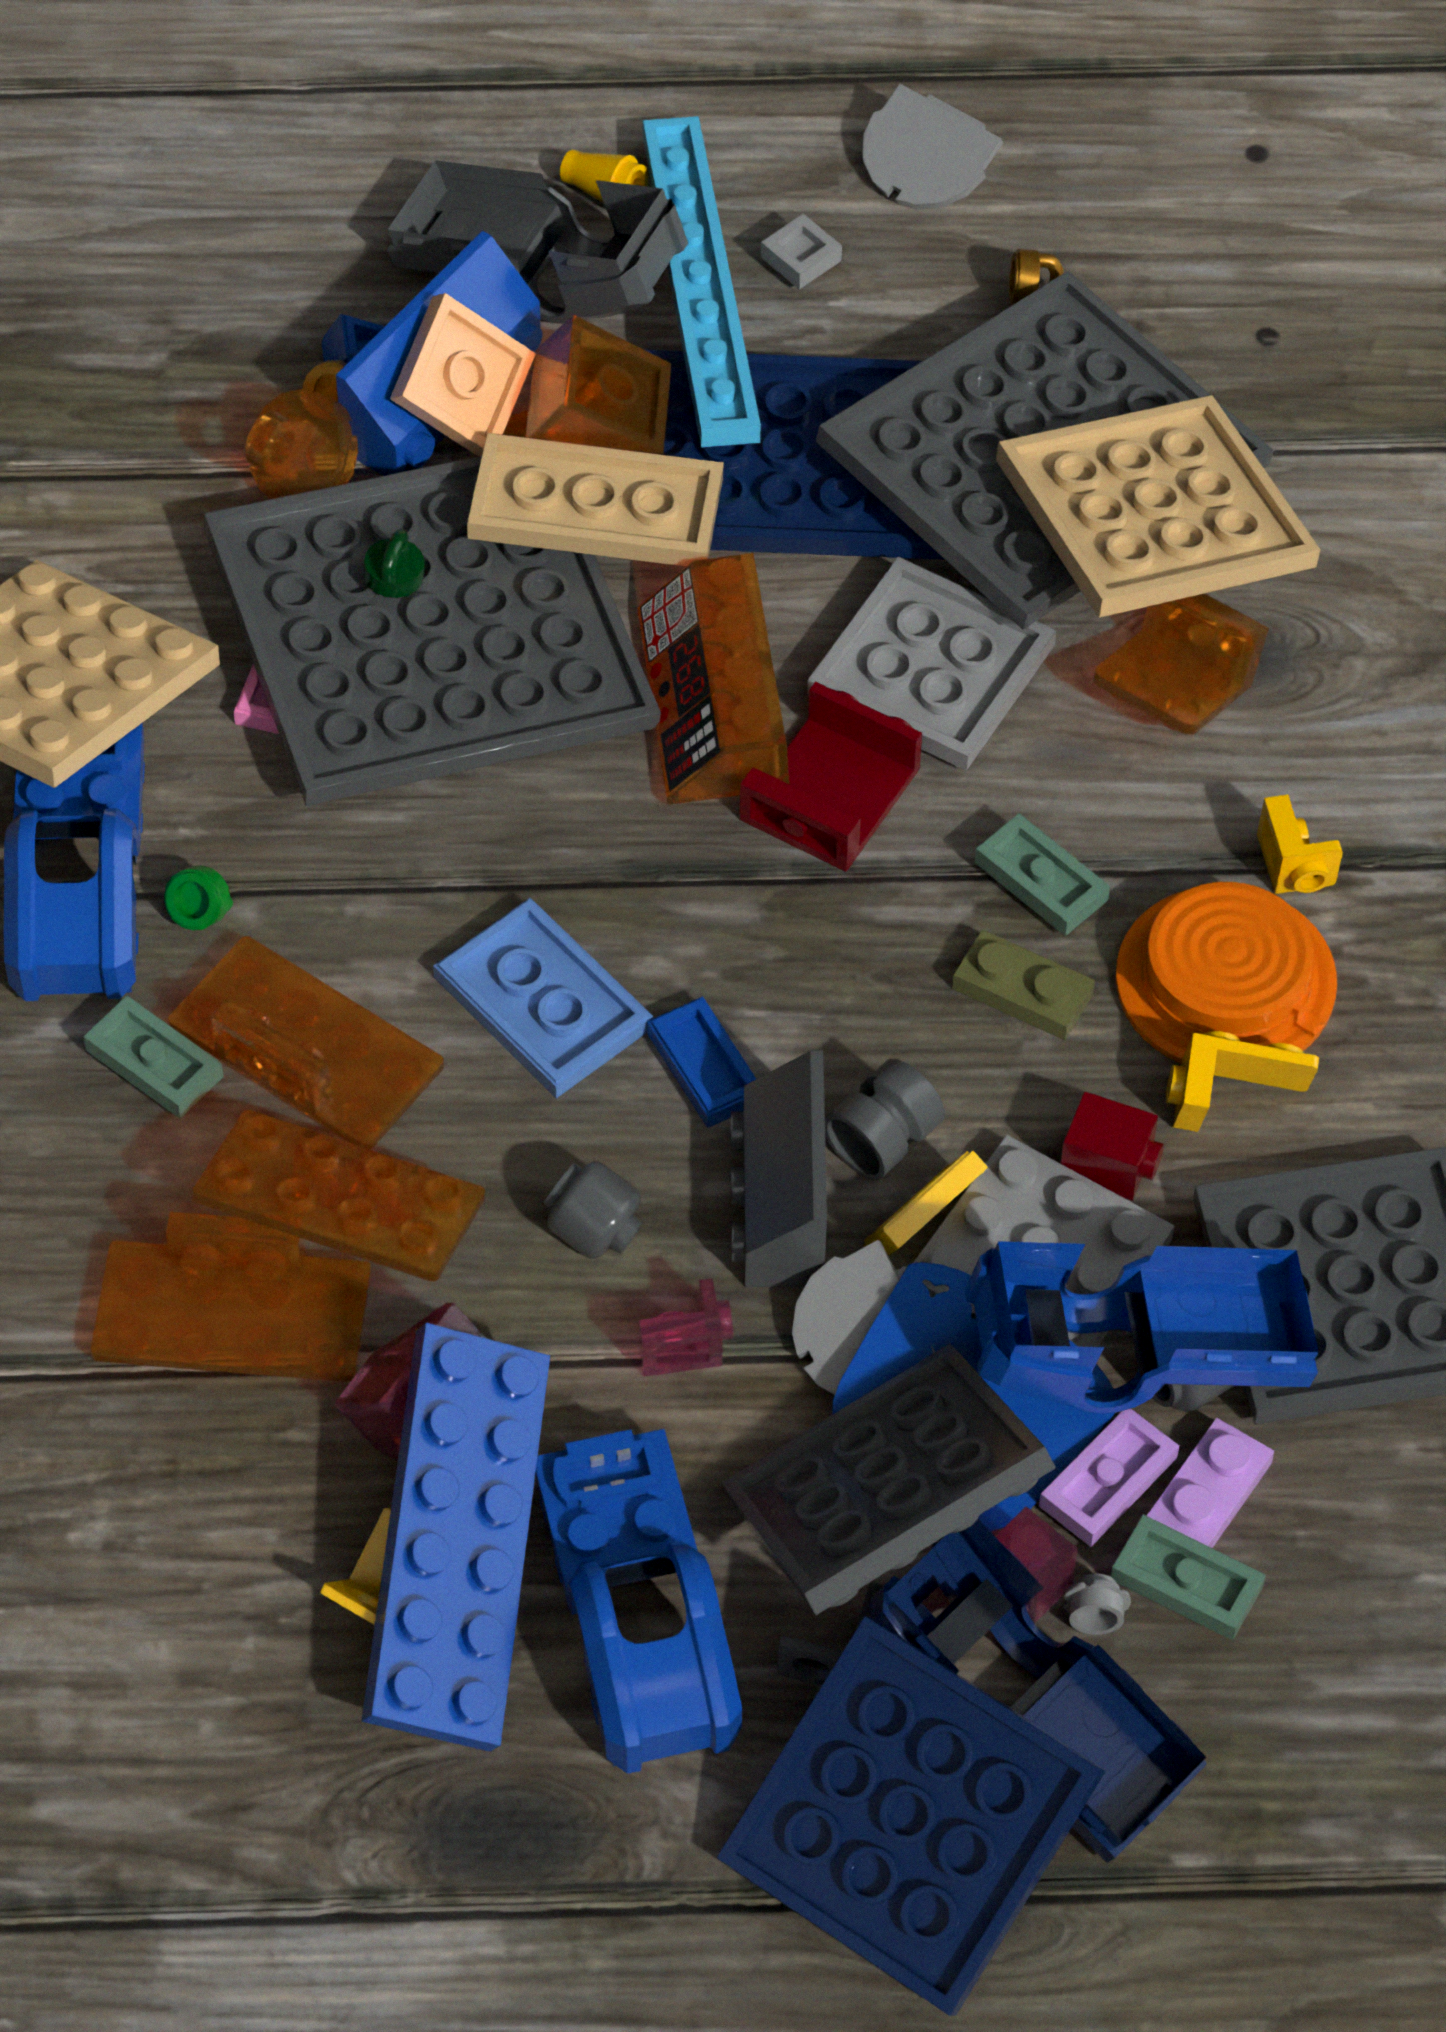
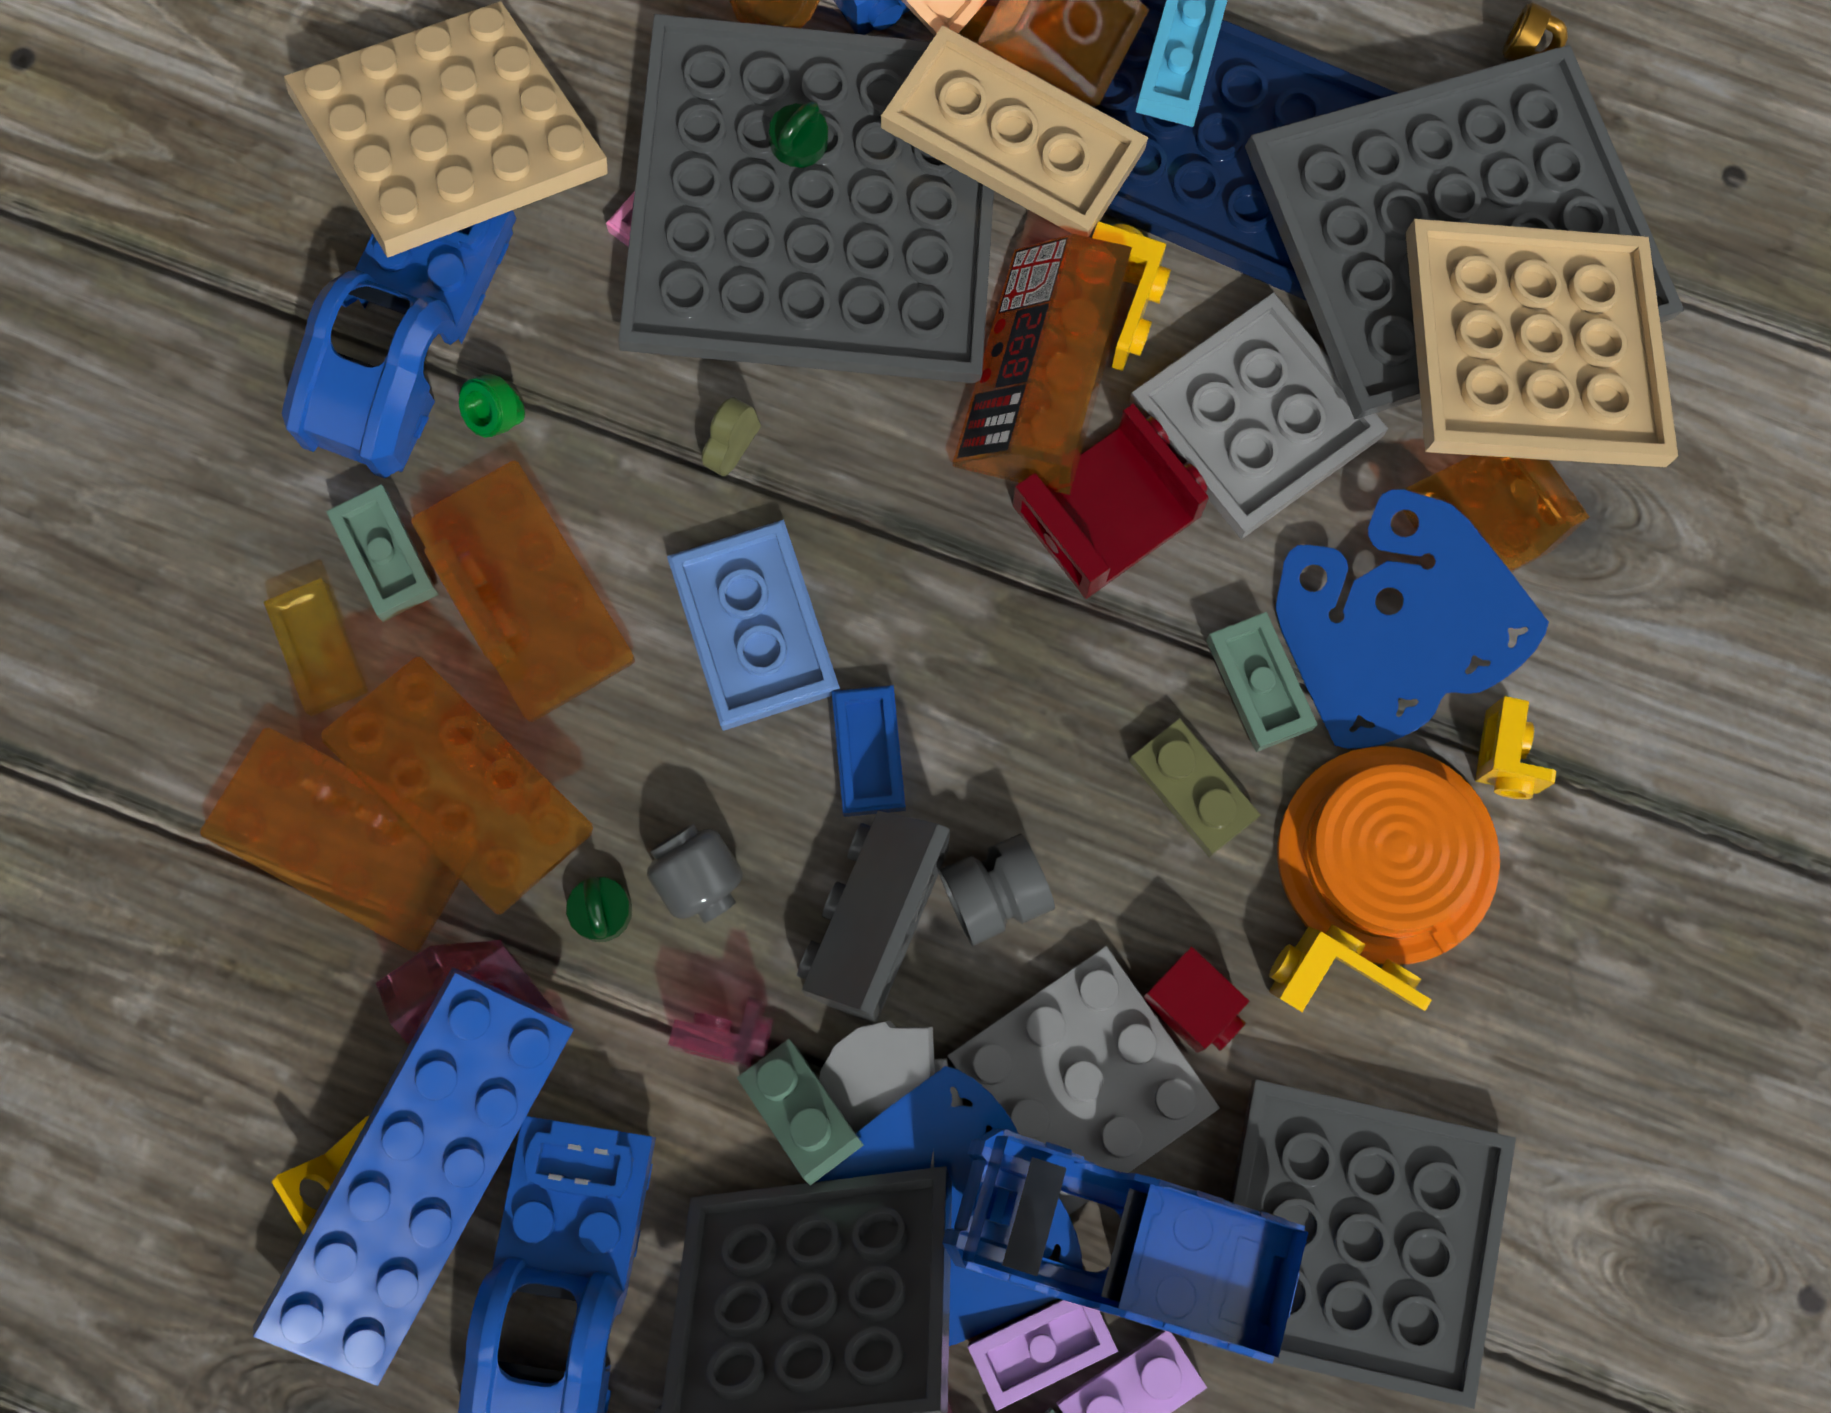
camera: 25 degrees right, 20 degrees up
(123, 1163) = (316, 647): none -> clear yellow tile
(446, 842) = (730, 436): none -> olive tile
(513, 1280) = (599, 909): none -> dark green tile
(775, 586) = (1151, 282): none -> yellow bracket
(790, 1364) = (800, 1112): none -> sand green plate
(927, 1202) = (996, 994): yellow tile -> none
(1171, 797) = (1422, 649): none -> blue piece

